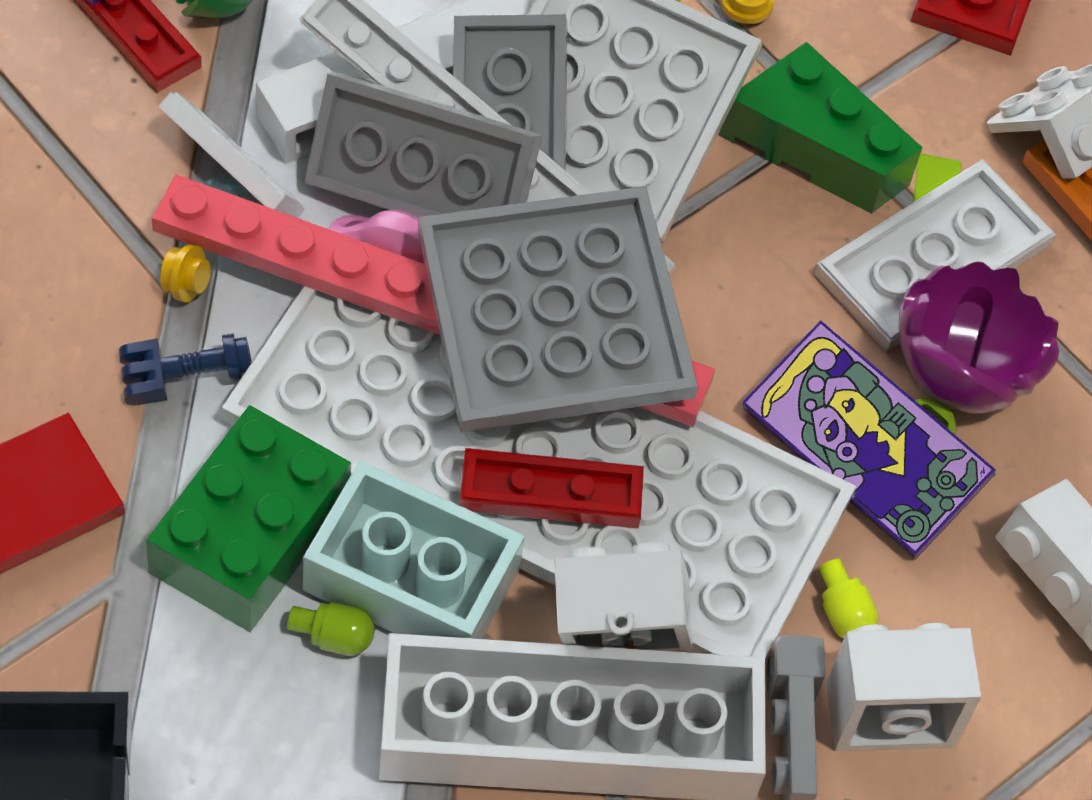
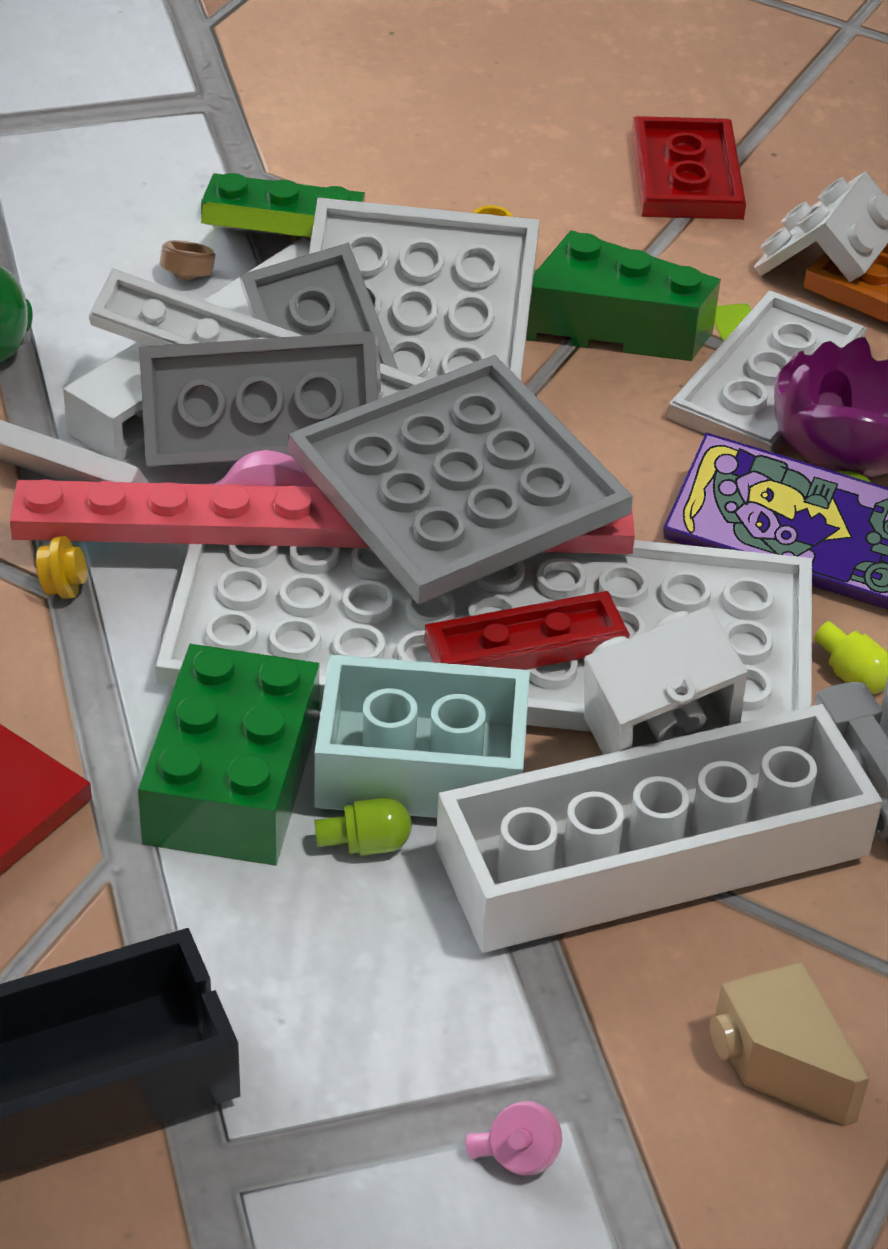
camera: 15 degrees left, 15 degrees down
(147, 369) = (62, 667): dark blue hinge -> none

